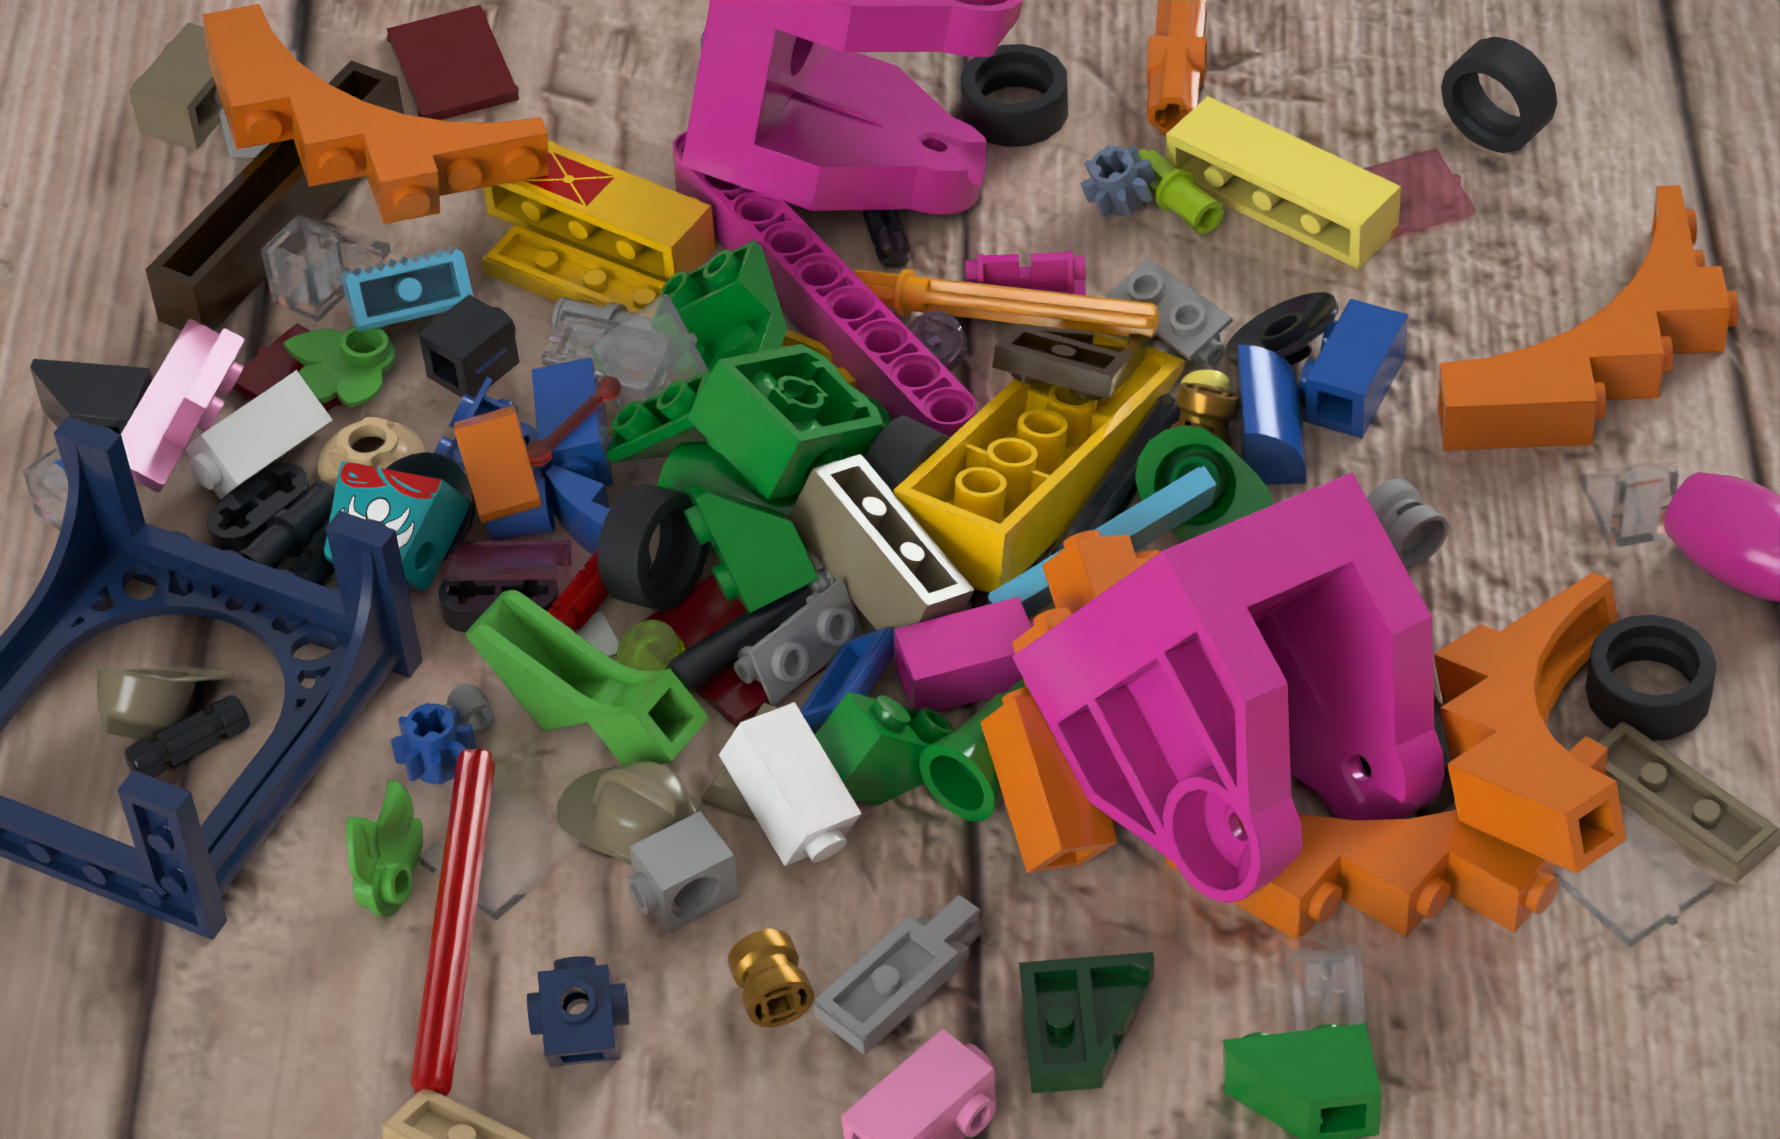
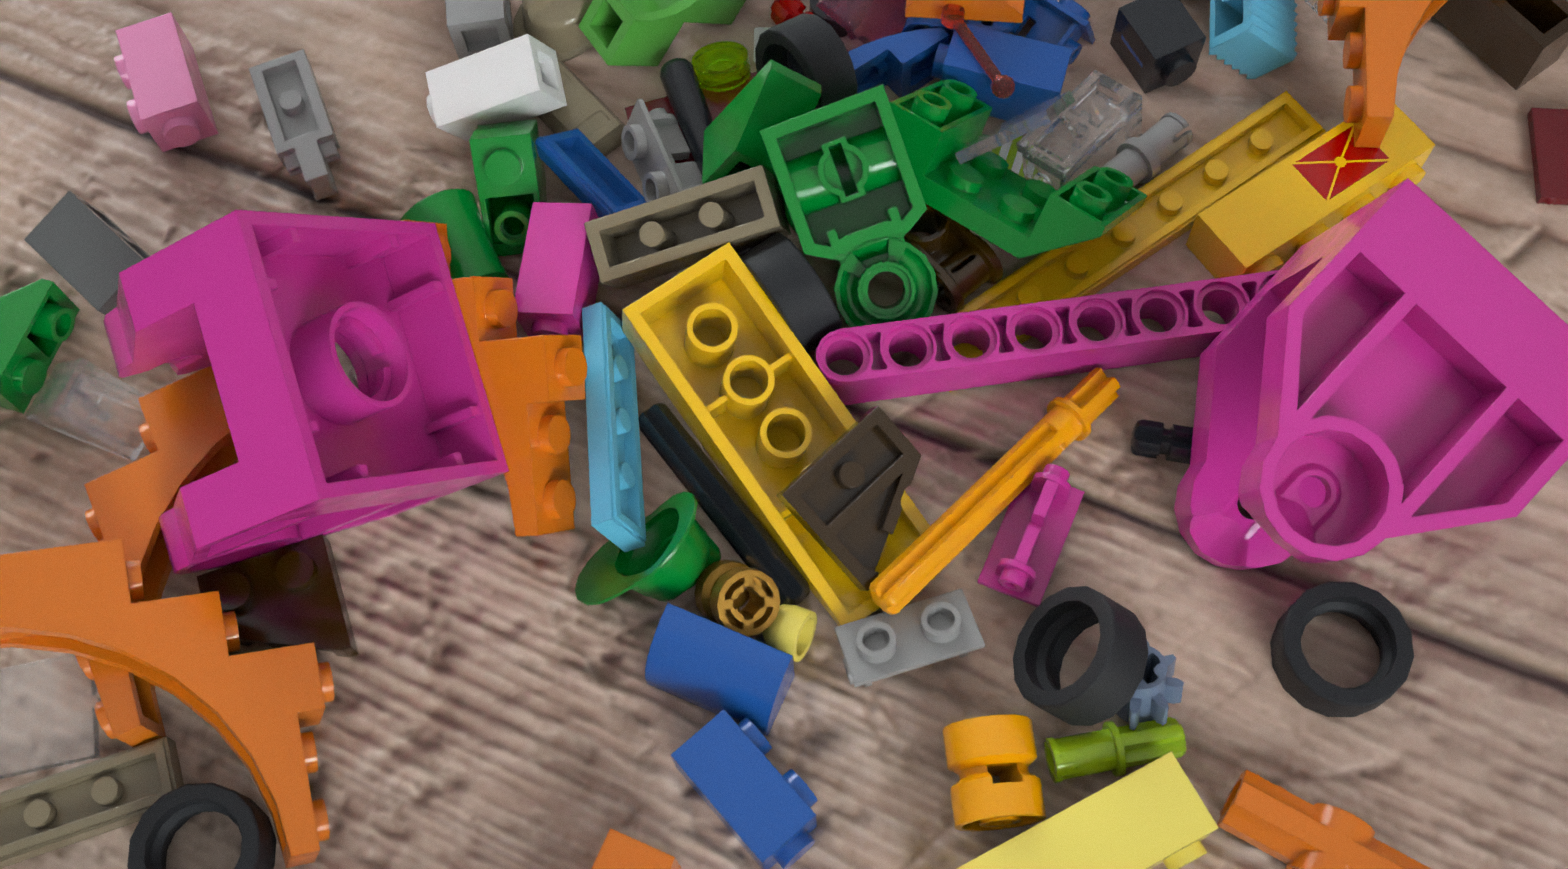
camera: 115 degrees right, 20 degrees up
(769, 974) = (345, 32): pearl gold wheel -> none
(941, 336) = (987, 419): clear purple tile -> none
(1080, 1016) = (170, 205): dark green wing -> none
(1164, 1058) = (85, 249): none -> dark grey hinge
(1167, 197) = (1112, 673): none -> black tyre
(1240, 233) = (990, 748): none -> light orange wheel
(1287, 327) = (830, 741): black dish -> none
(1411, 526) = (516, 726): light grey wheel -> none

